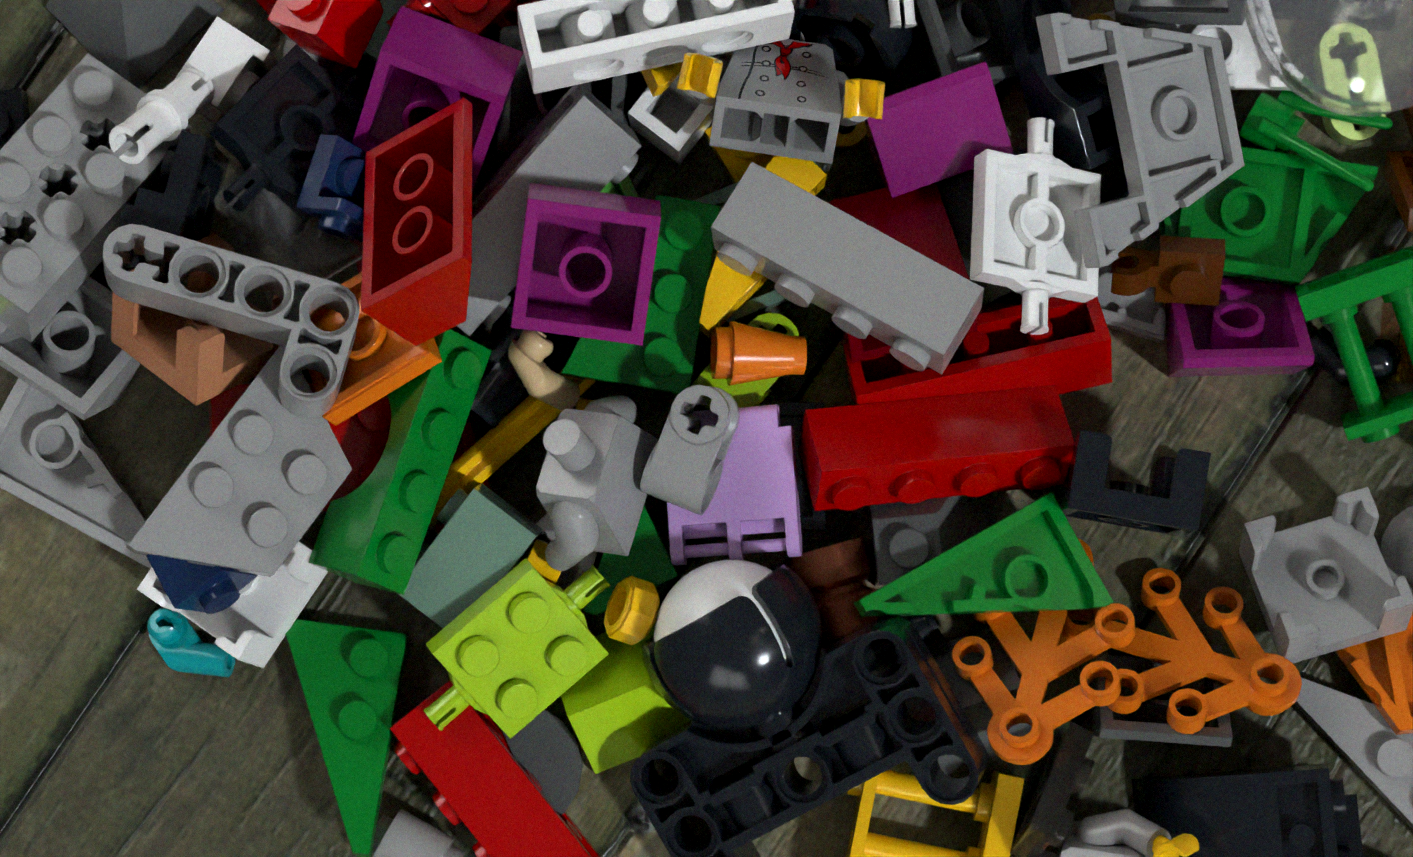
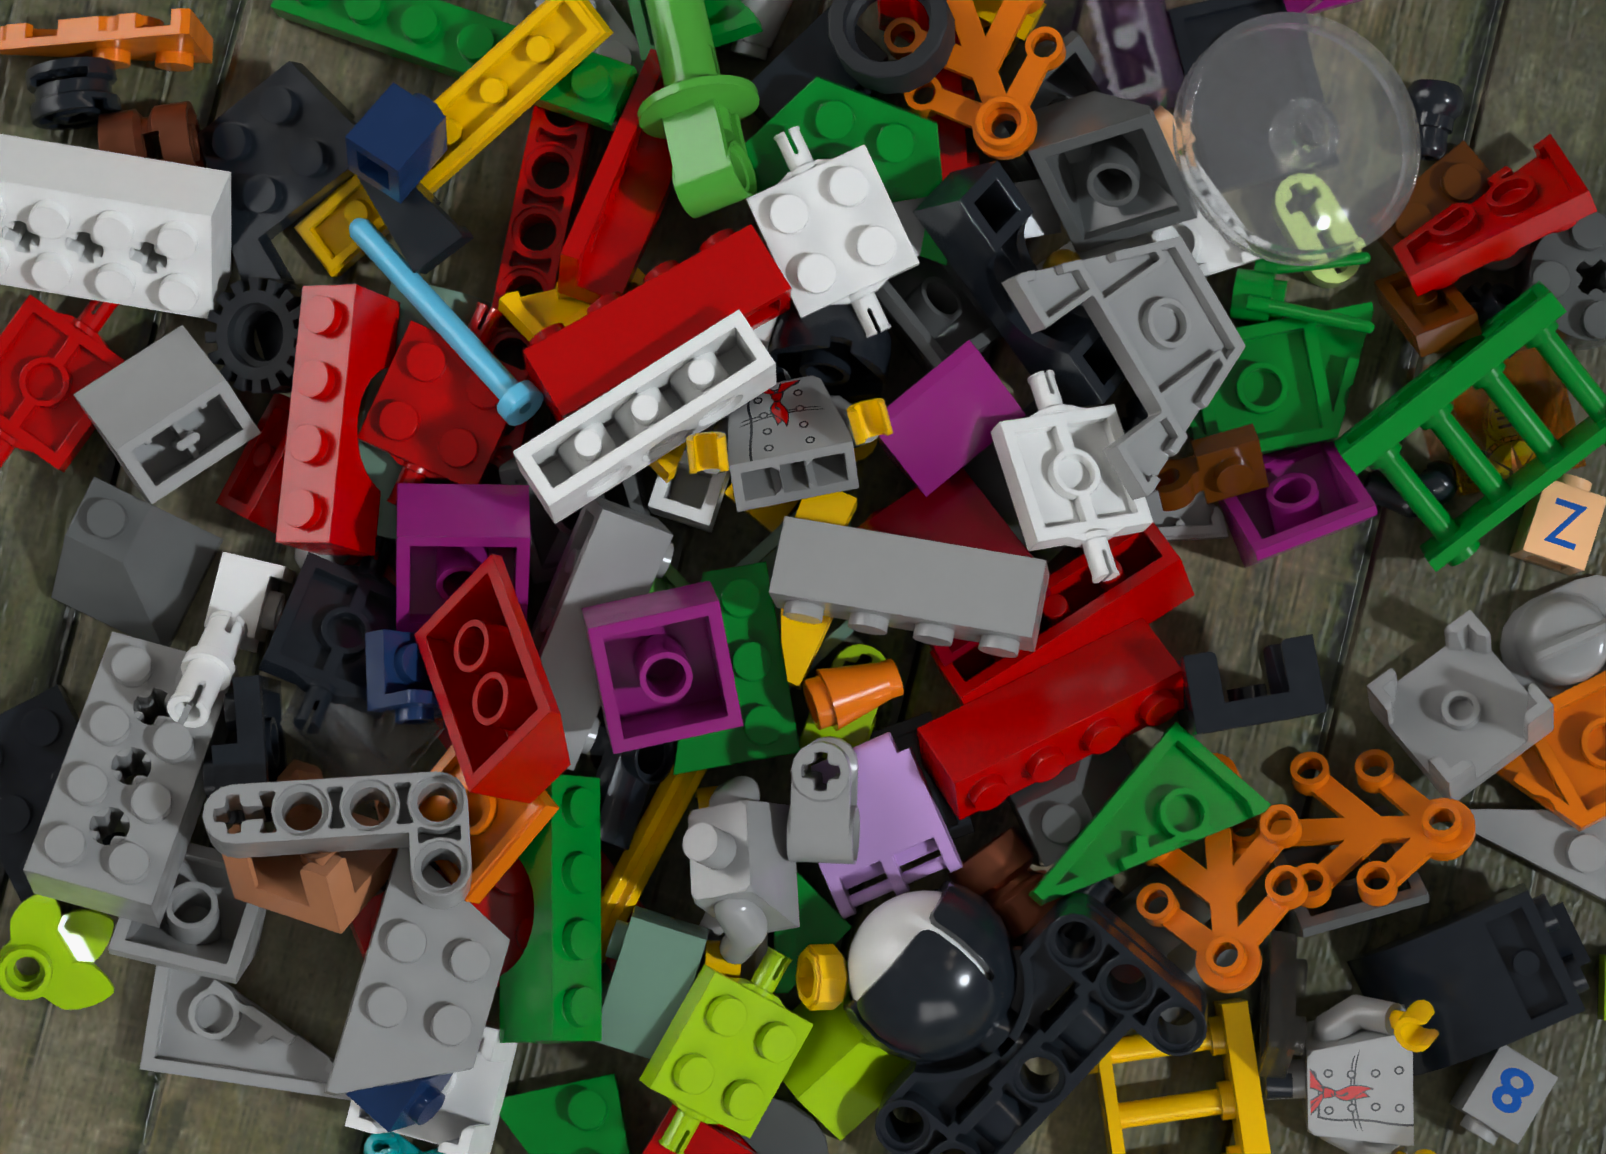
camera: 20 degrees left, 0 degrees up
(541, 382) = (655, 790): tan arm -> none

